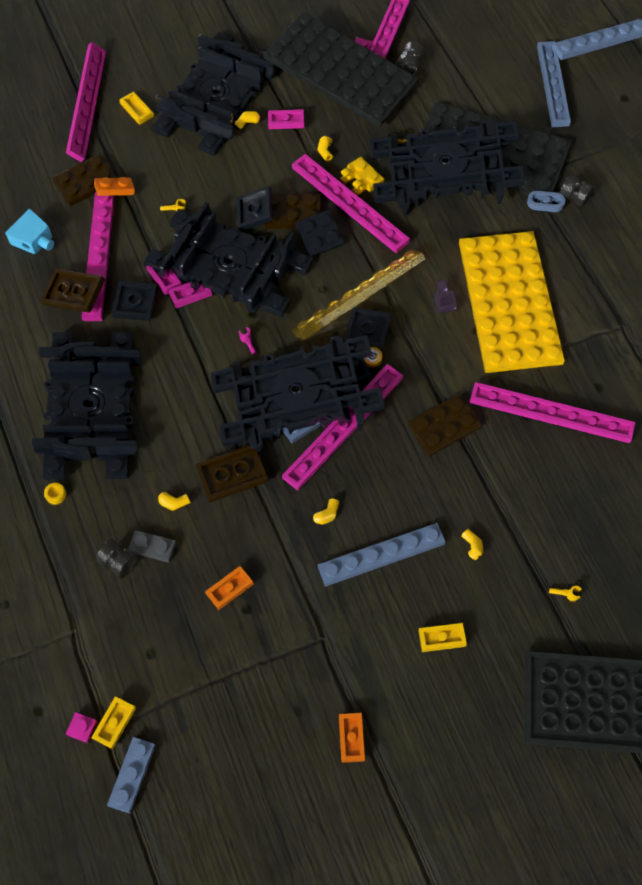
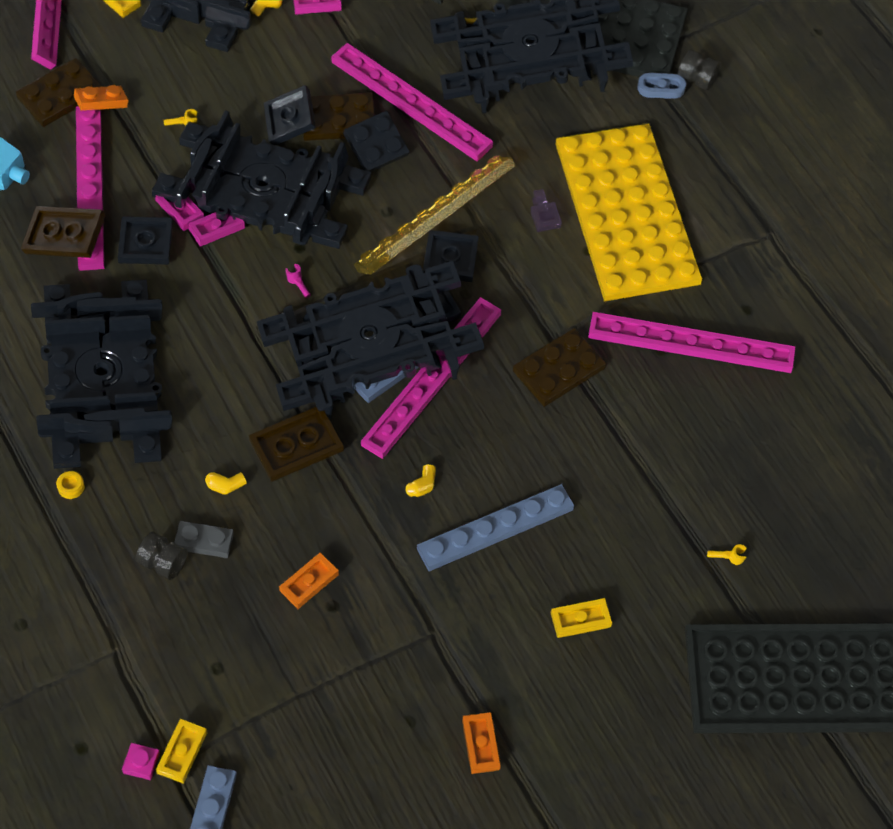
camera: 10 degrees left, 5 degrees down
(323, 148) = (368, 34): yellow arm -> none
(364, 173) = (426, 65): yellow plate -> none
(374, 360) = (463, 293): tile -> none
(476, 544) = (612, 506): yellow arm -> none

